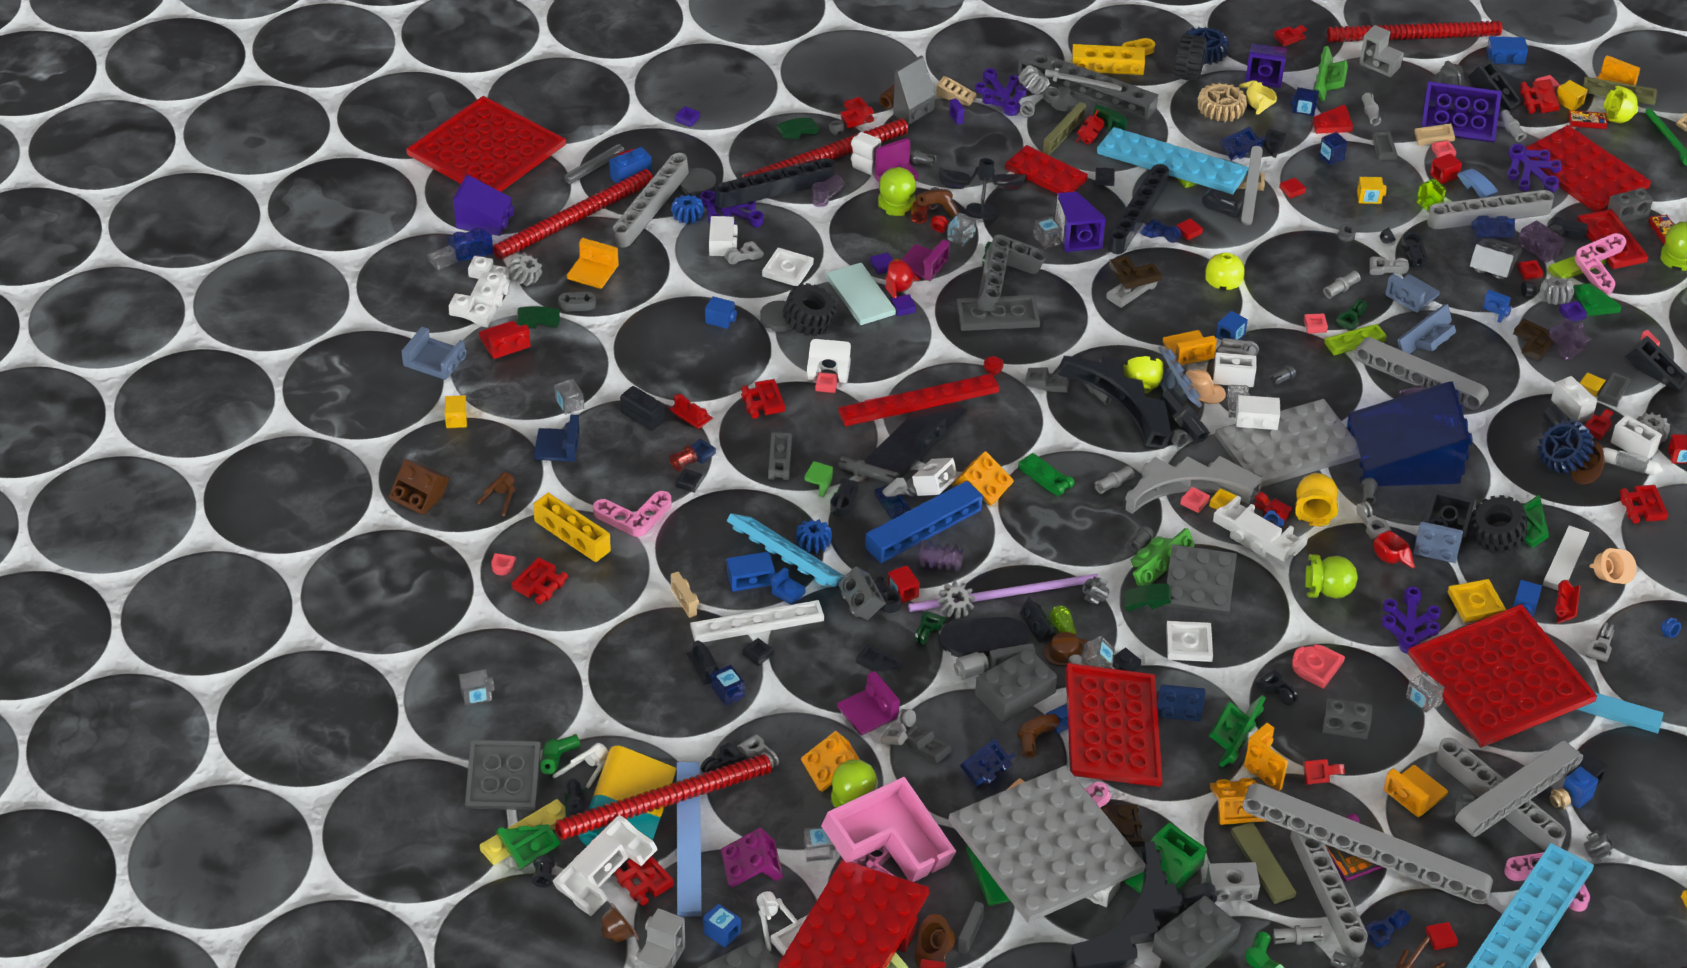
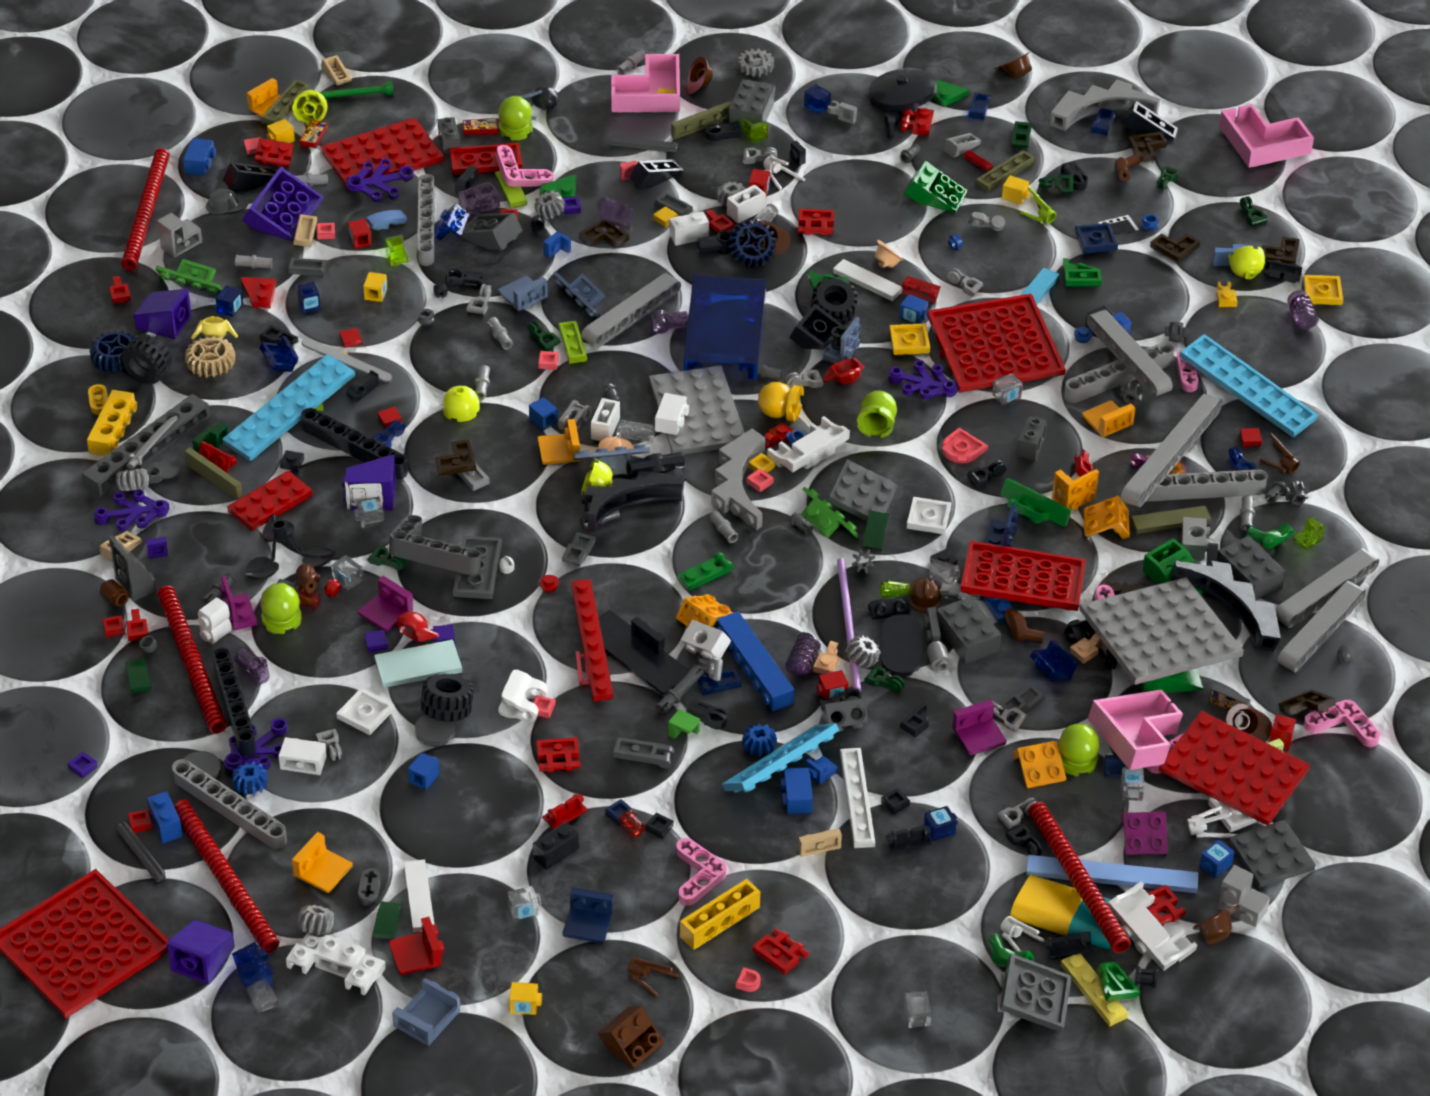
camera: 80 degrees left, 0 degrees up
(572, 333) = (418, 893): none -> white tile
(939, 578) = (827, 661): none -> light nougat plate
(1013, 333) = (504, 566): none -> white hinge
(1025, 110) = (169, 495): light grey hinge -> none
(1262, 281) = (482, 381): none -> light grey pin
(1667, 748) = (1081, 274): none -> green wing

